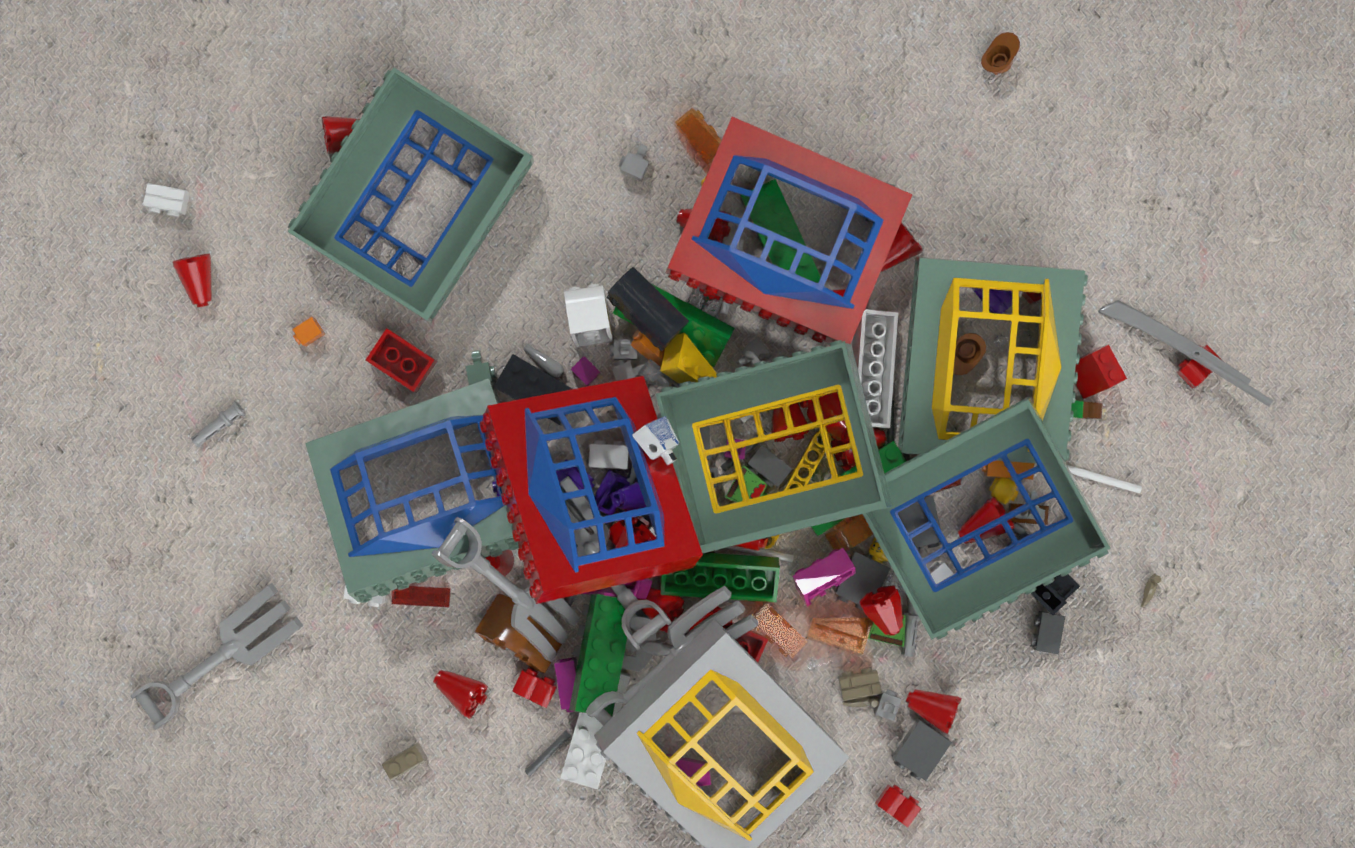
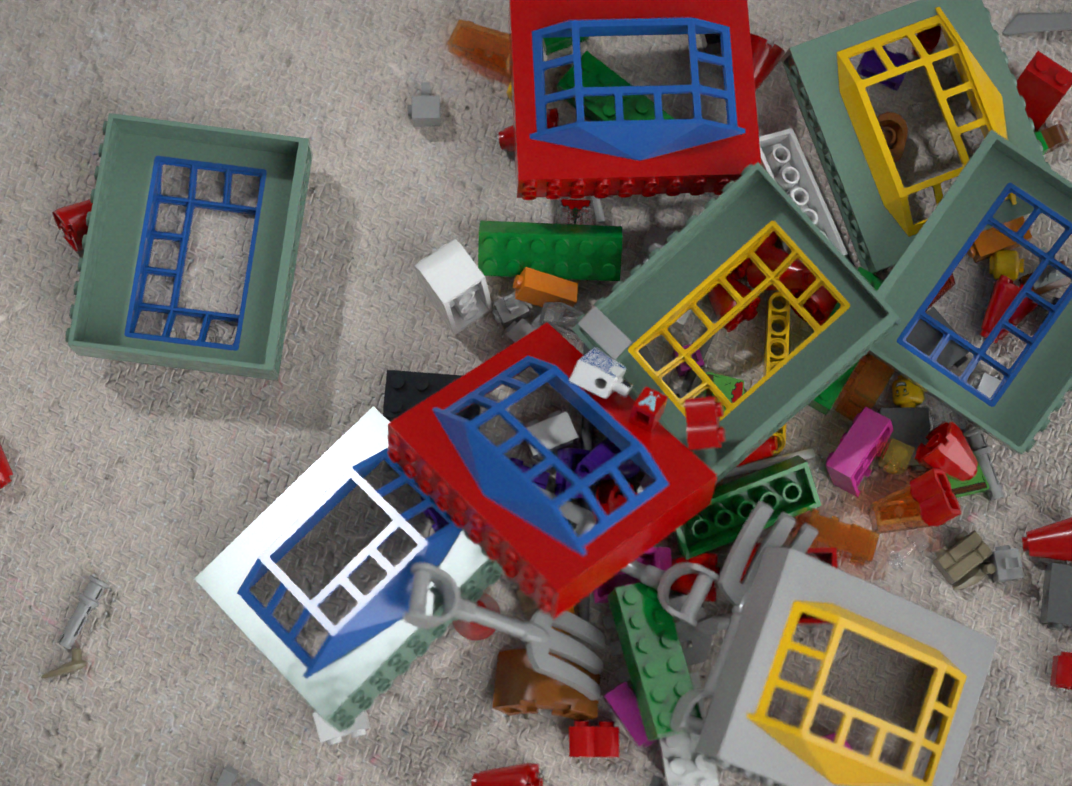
camera: 25 degrees left, 10 degrees down
(191, 459) = (72, 666): none -> dark tan bar
(308, 332) = (141, 457): orange brick -> none
(401, 360) = (263, 437): red brick -> none
(422, 596) = (410, 698): clear red plate -> none
(479, 371) = (356, 407): sand green brick -> none
(551, 366) = (427, 365): light grey piece -> none
(585, 370) = (477, 351): magenta panel -> none
(647, 308) = (515, 244): black brick -> none
(676, 410) = (604, 332): none -> light grey slope
(679, 481) = (648, 408): none -> red brick
(684, 361) = (581, 283): yellow wedge -> none
(713, 511) = (704, 423): none -> red brick
(768, 466) = (735, 361): dark grey brick -> none
(845, 594) = (896, 457): none -> clear yellow brick
(857, 637) = (935, 498): none -> red brick

